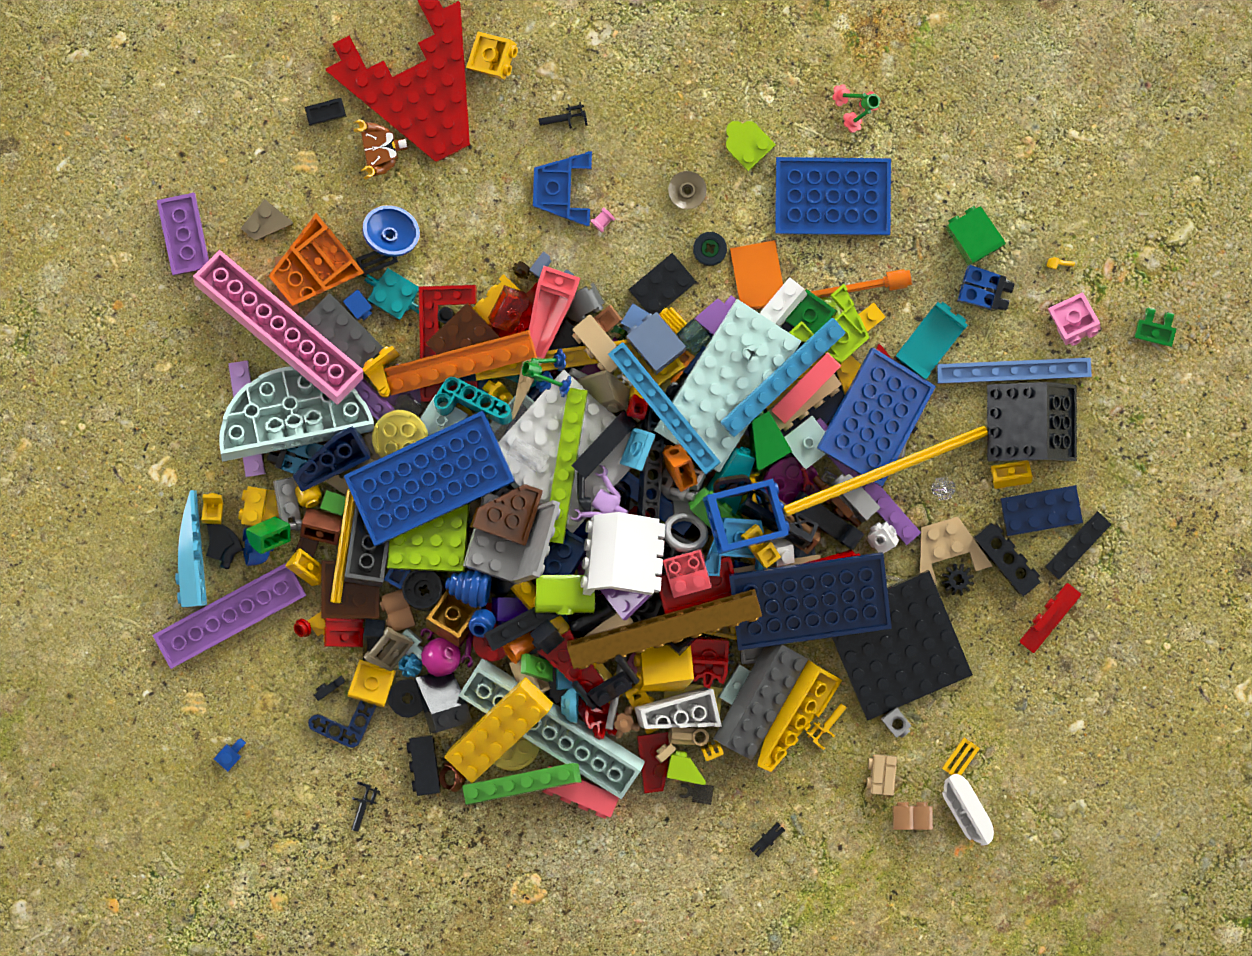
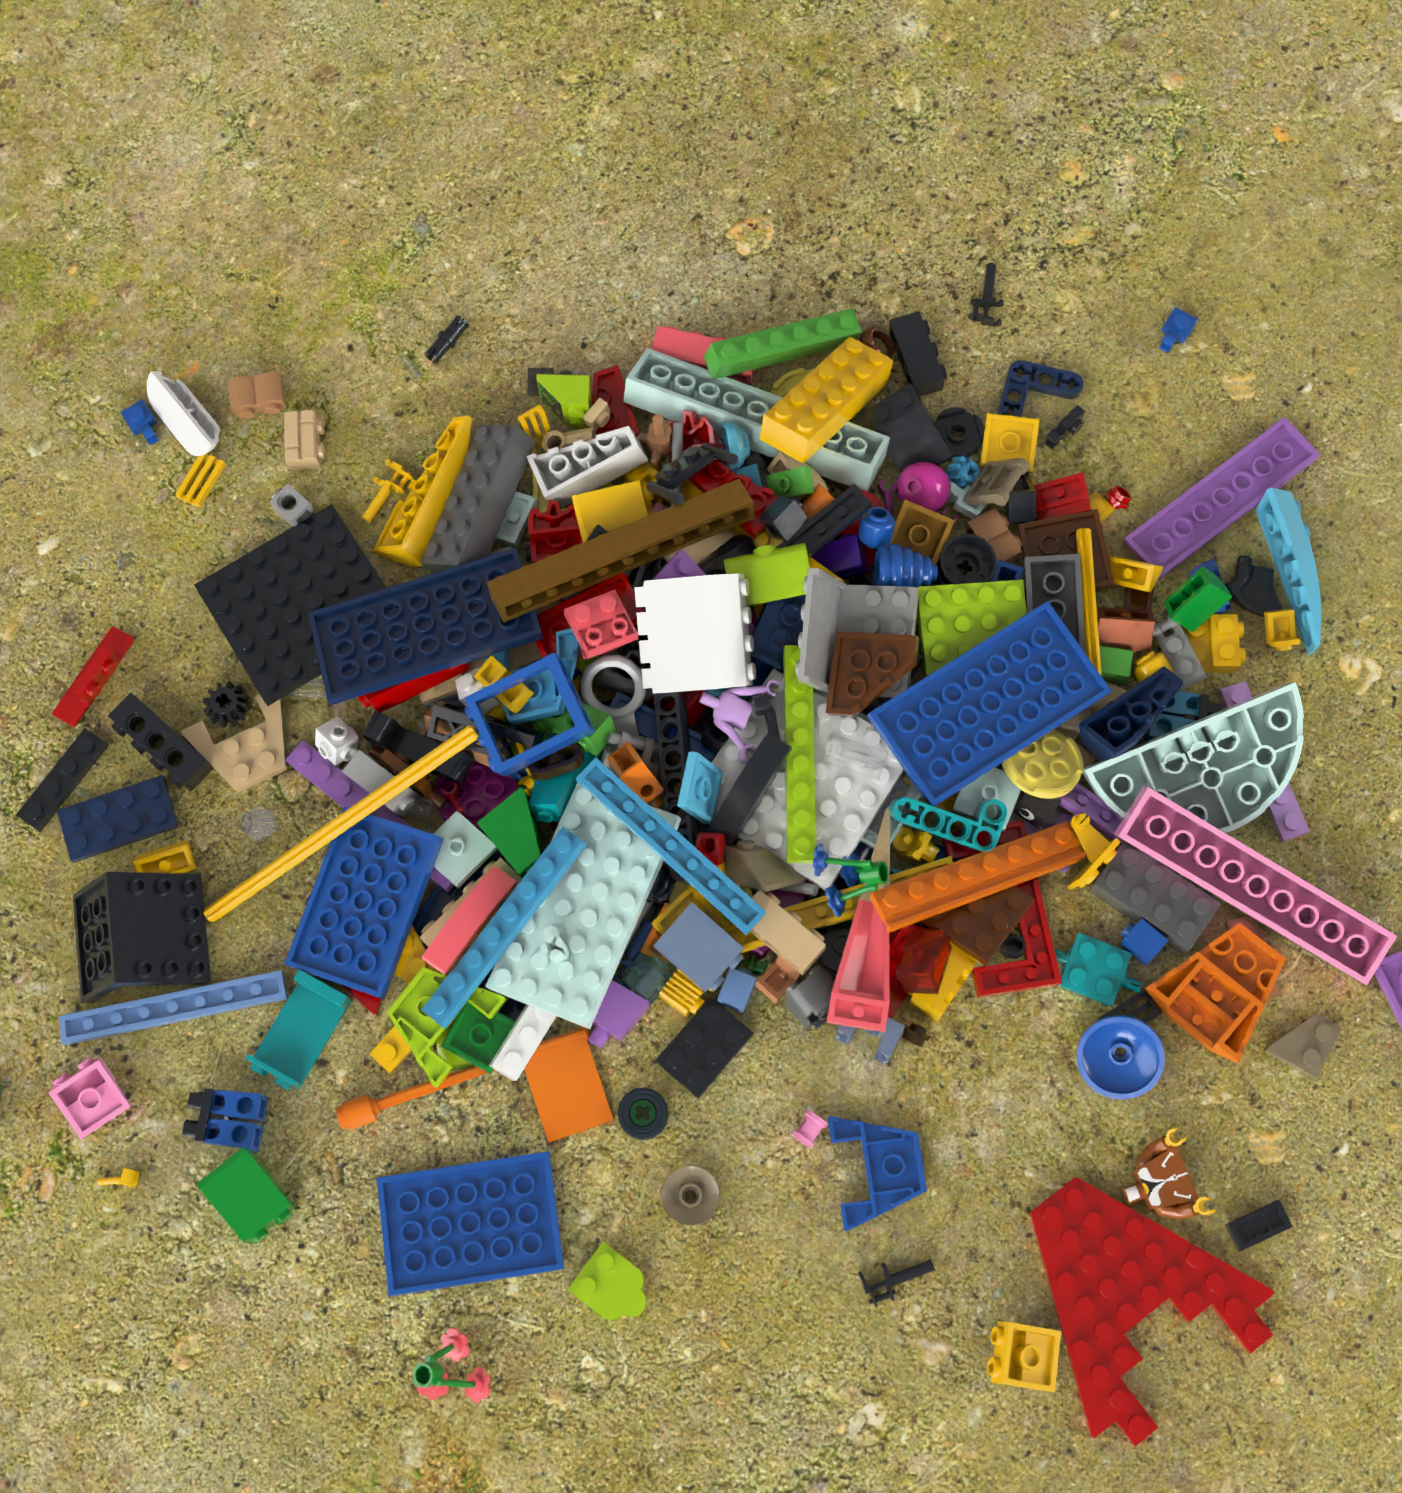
camera: 175 degrees right, 15 degrees down
(1001, 813) = (140, 420): none -> blue plate

